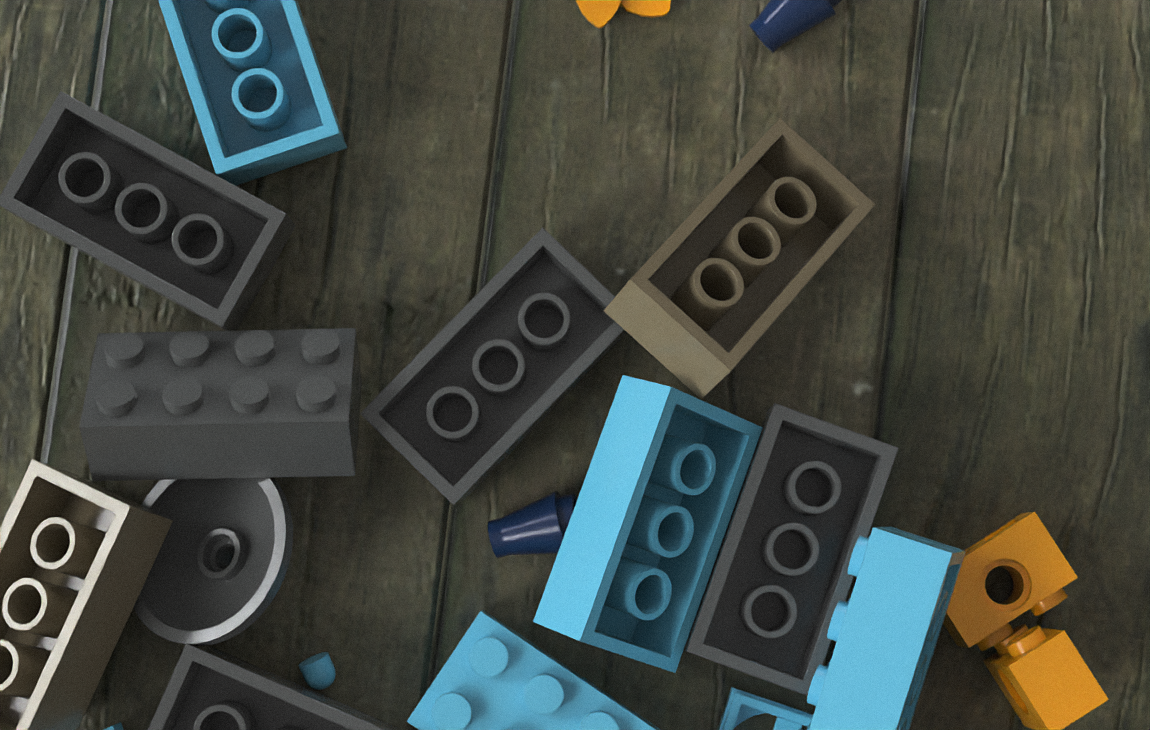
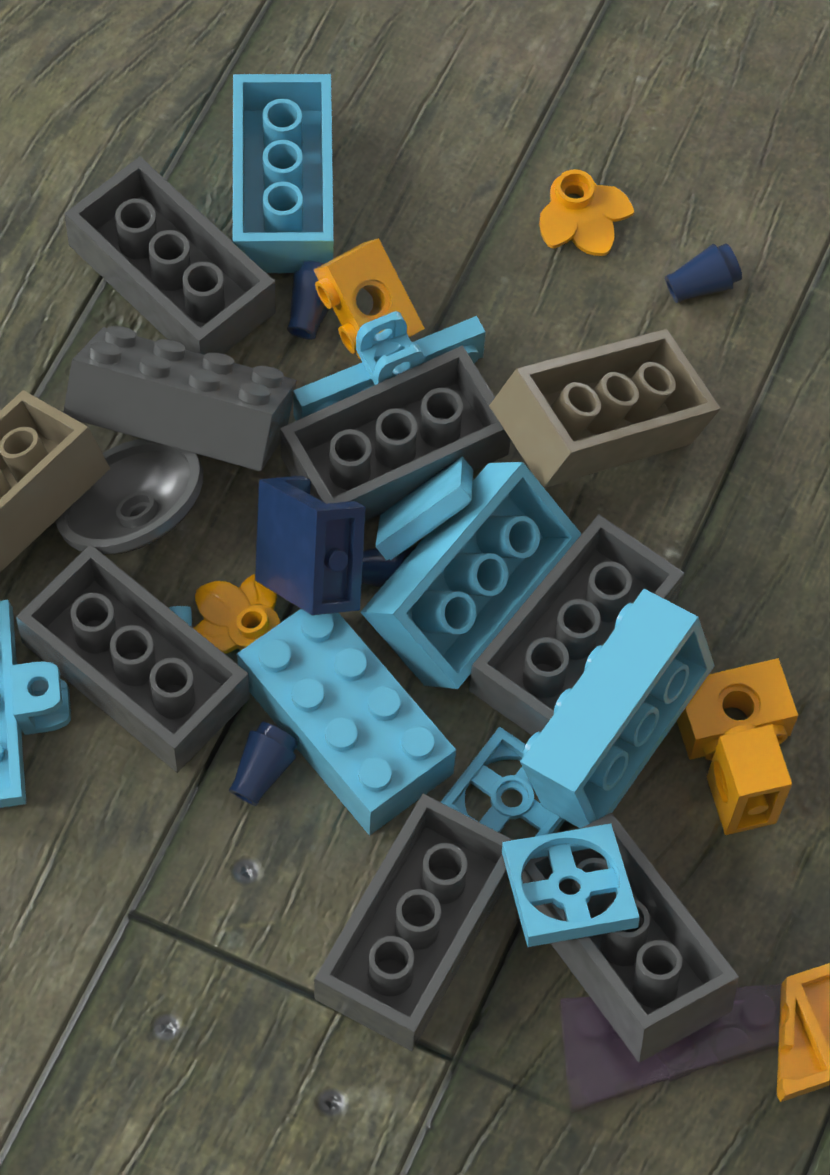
camera: 15 degrees right, 20 degrees down
(334, 198) = (306, 306): none -> dark blue cone
(373, 646) = (233, 611): none -> light orange plate
(438, 202) = (366, 268): none -> light orange brick
(457, 586) = (309, 547): none -> dark blue panel
(459, 268) = (385, 357): none -> medium azure plate
(566, 460) = (425, 509): none -> medium azure tile

